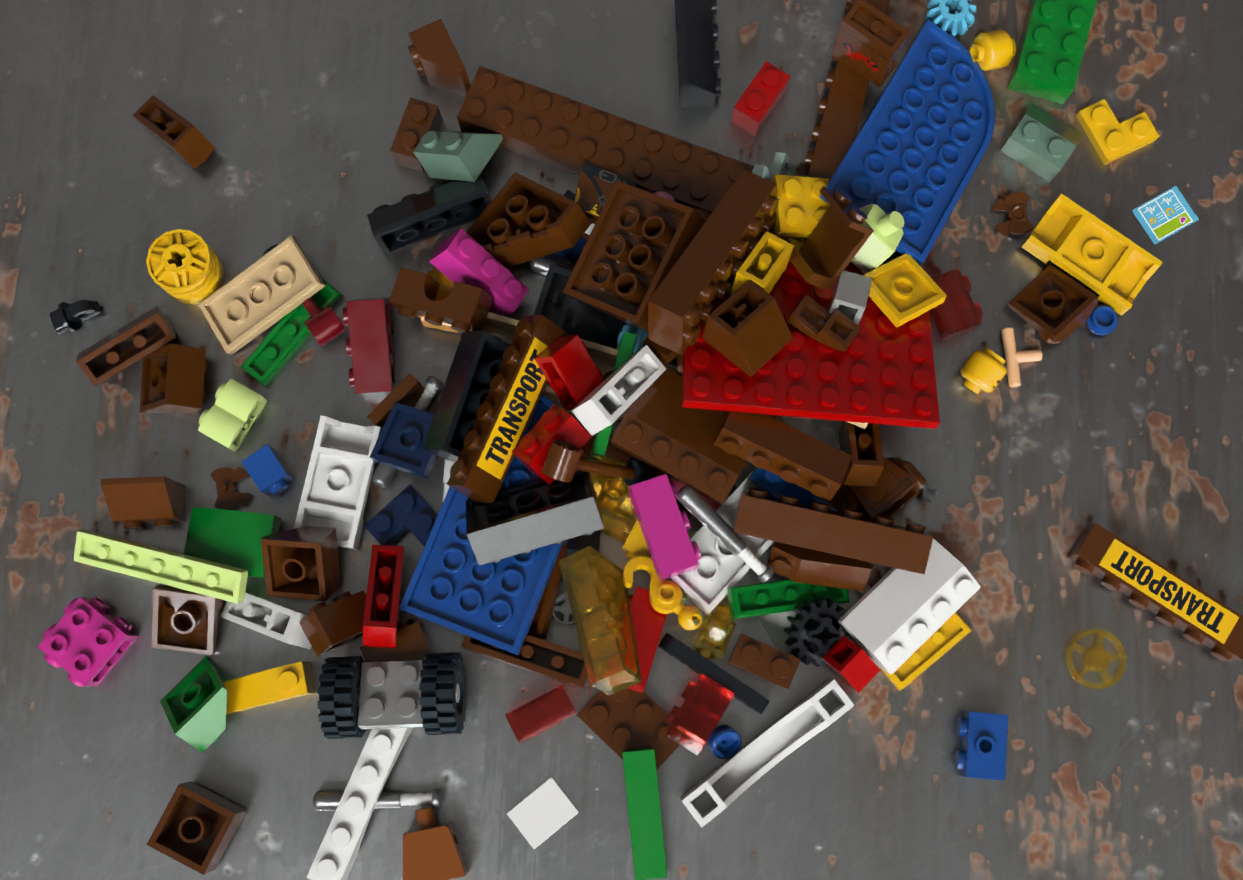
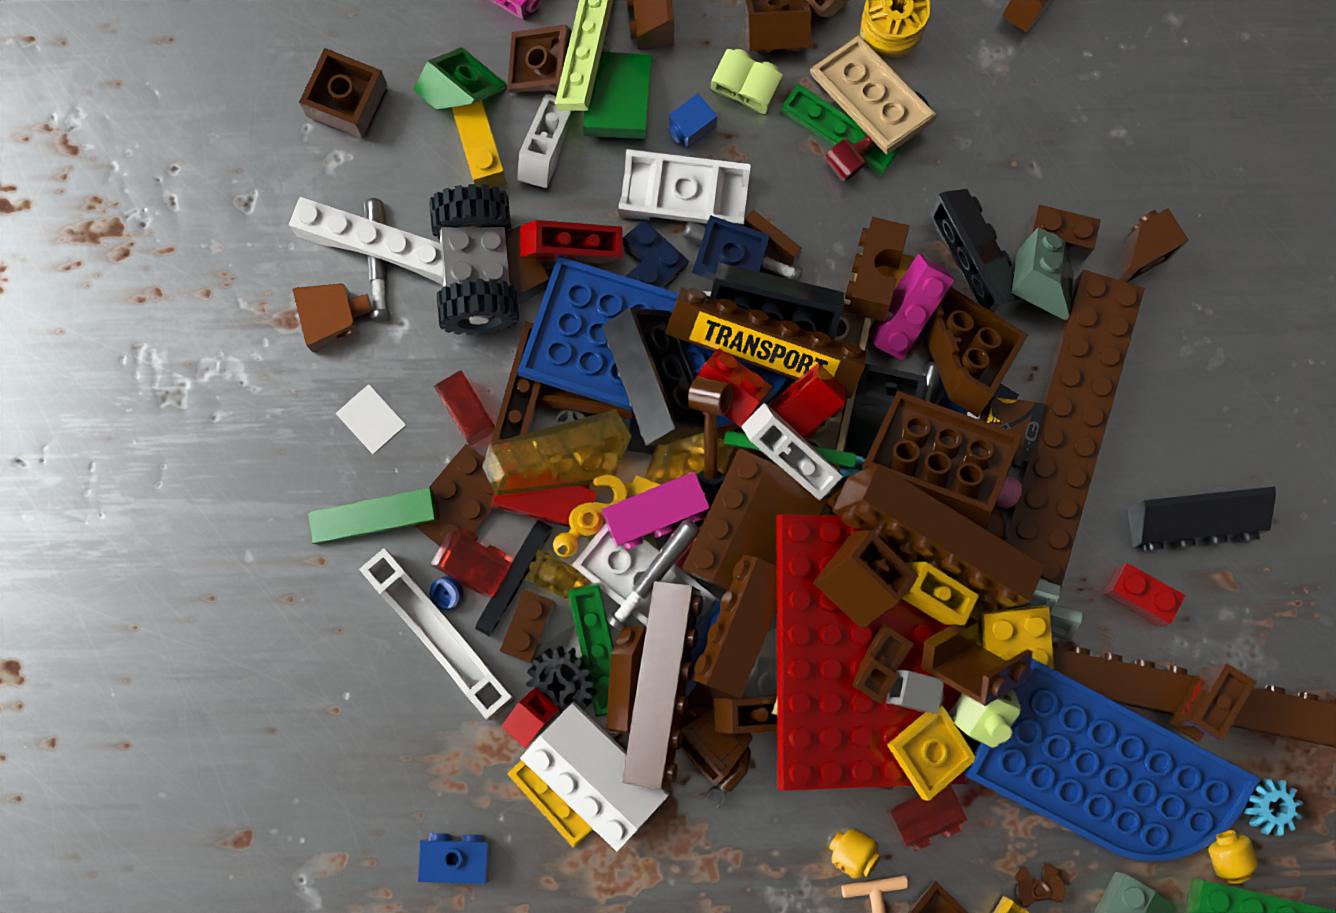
camera: 85 degrees right, 0 degrees up
(225, 480) = (663, 86): reddish brown piece -> none
(301, 563) = (599, 162): reddish brown slope -> none
(335, 623) = (540, 196): reddish brown brick -> none
(370, 345) = (829, 206): dark red wedge -> none

